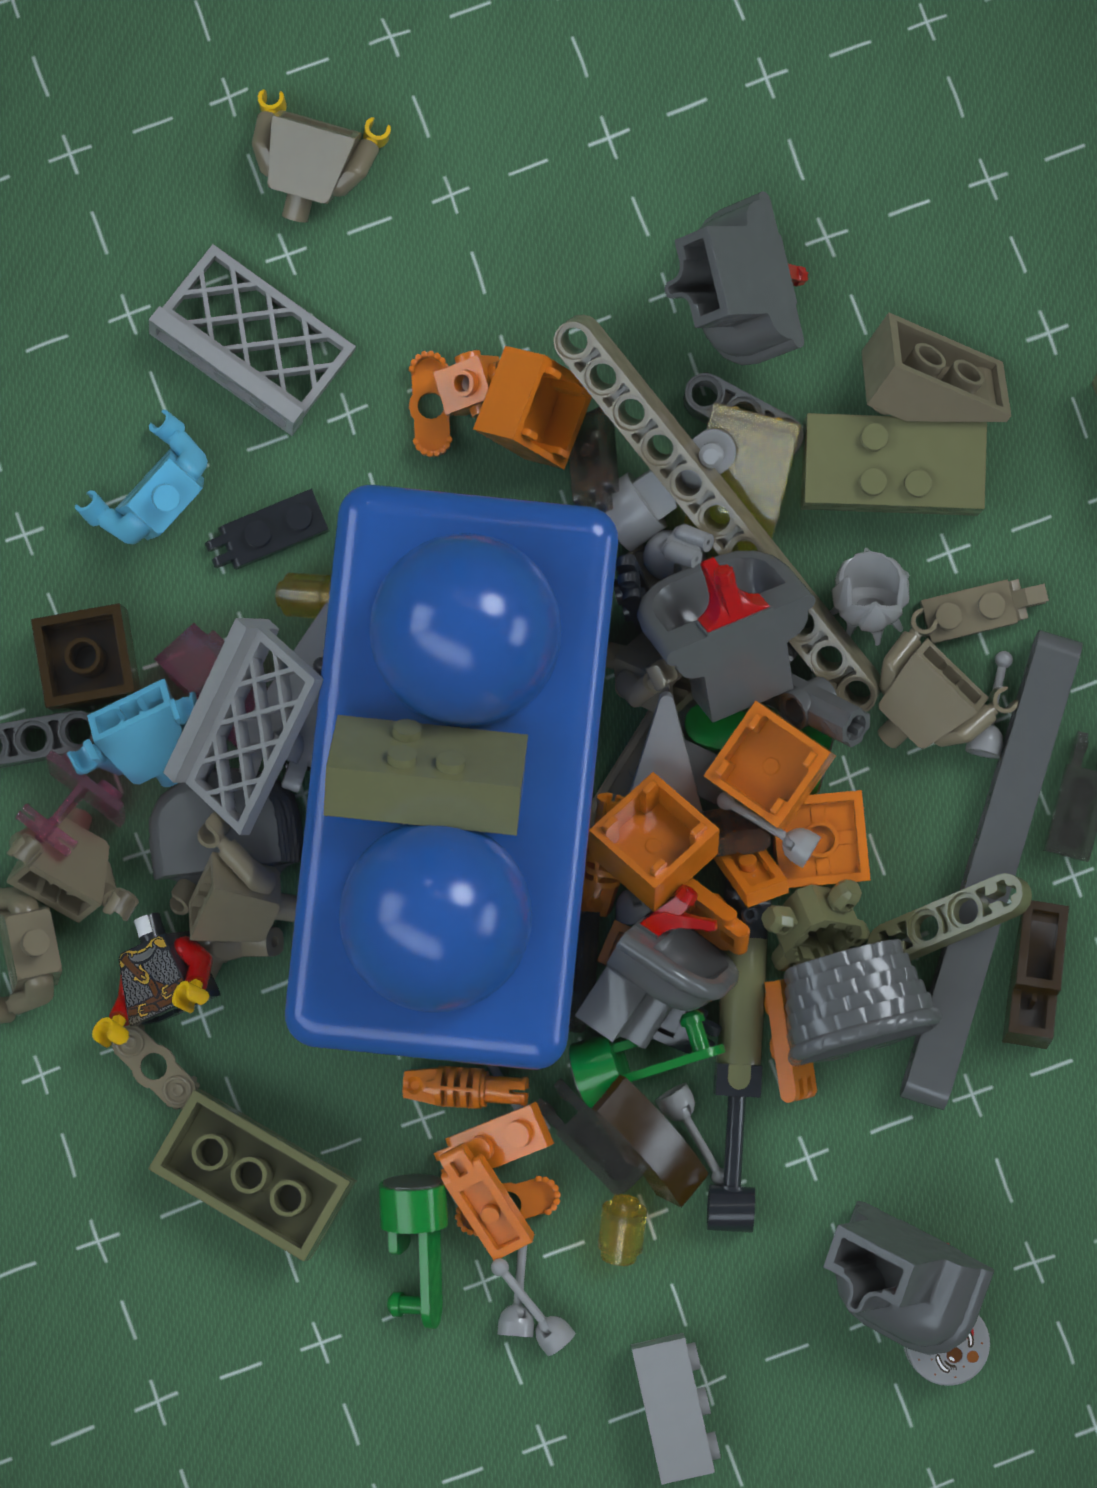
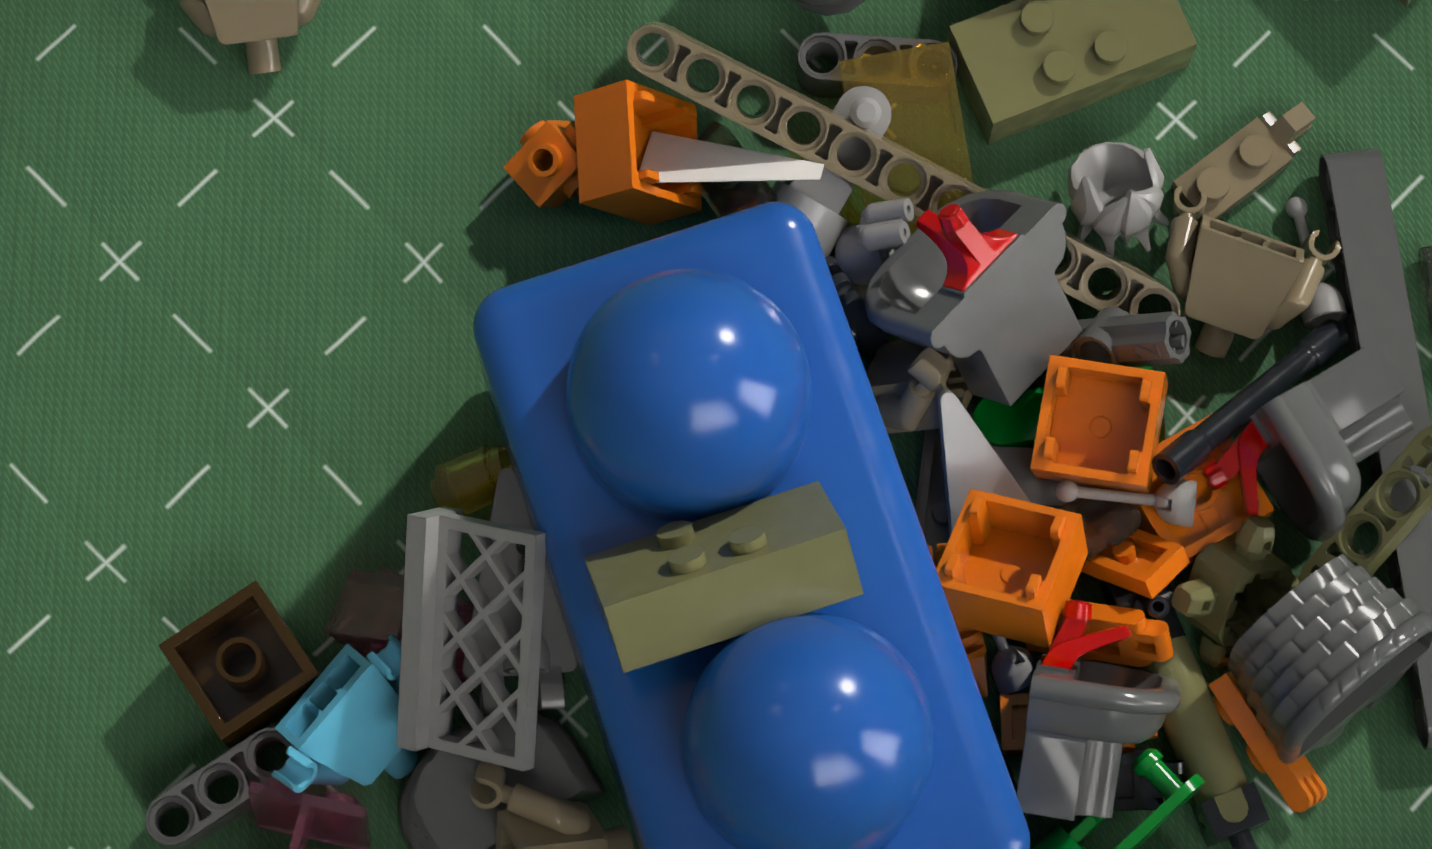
camera: 25 degrees left, 10 degrees down
(159, 495) = (246, 442): medium azure torso -> none
(228, 369) = (253, 265): light grey fence -> none
(269, 531) = (392, 432): black hinge -> none
(431, 435) = (531, 243): orange piece -> none
(574, 433) = (694, 160): none -> white sticker
(832, 811) = (1196, 445): none -> black piece
(922, 844) = (1313, 439): none -> dark grey piece

